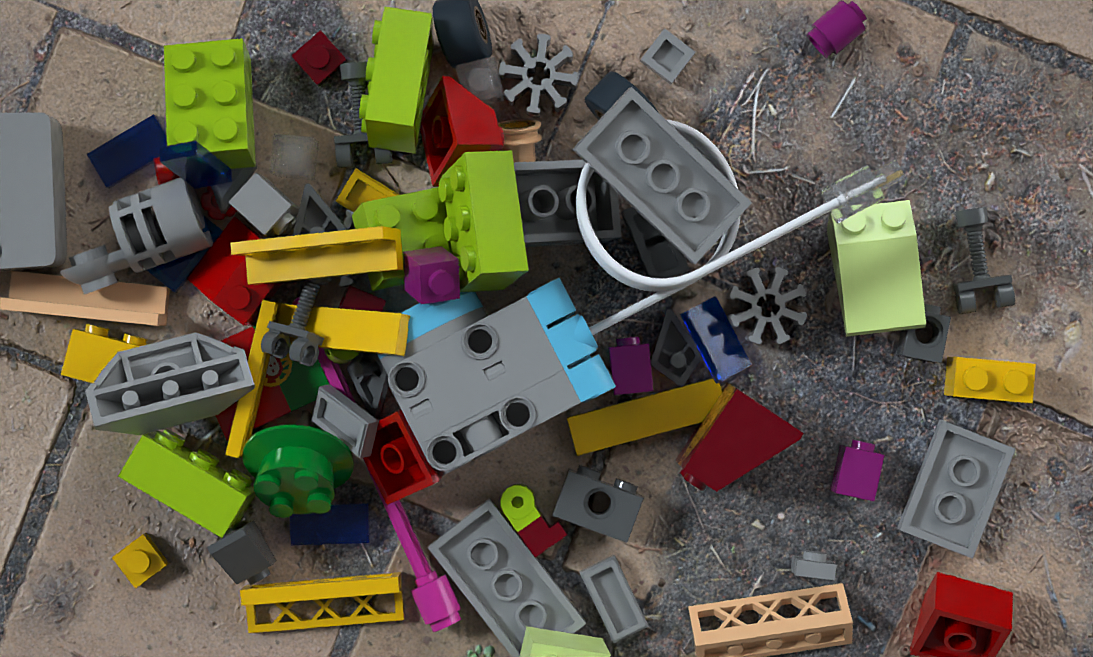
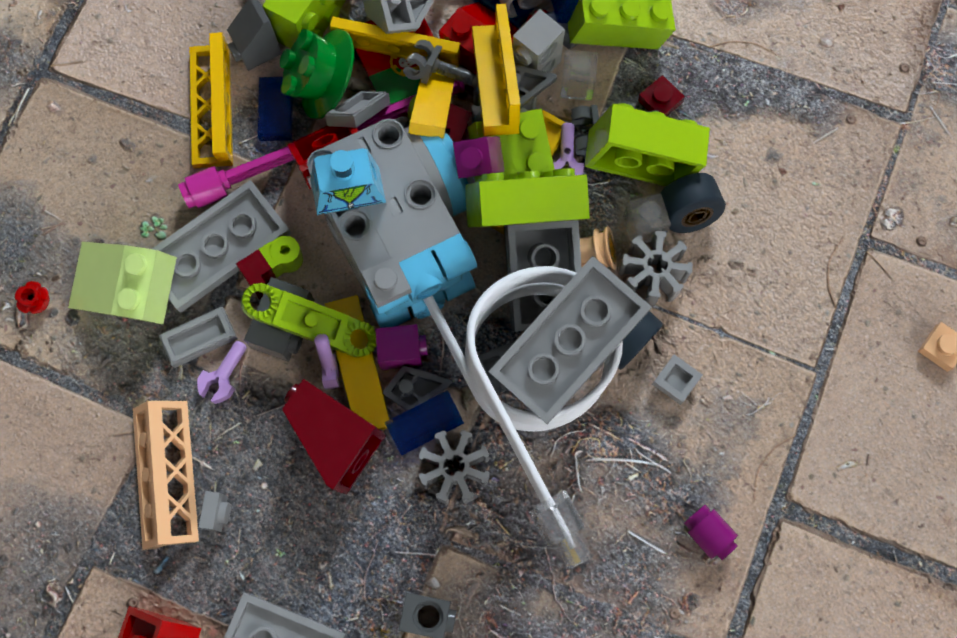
camera: 95 degrees right, 15 degrees down
(396, 173) = (567, 150): none -> lavender bar
(456, 124) = (613, 198): red slope -> none
(477, 422) = (346, 181): none -> medium azure torso
(587, 377) = (386, 282): none -> light grey plate
(607, 468) = (308, 319): none -> lime plate
(652, 447) = (328, 362): none -> lavender bar
(656, 568) = (222, 375): none -> lavender bar
(857, 470) = (300, 552): magenta brick -> none
(878, 269) = (487, 567): yellowish green slope -> none

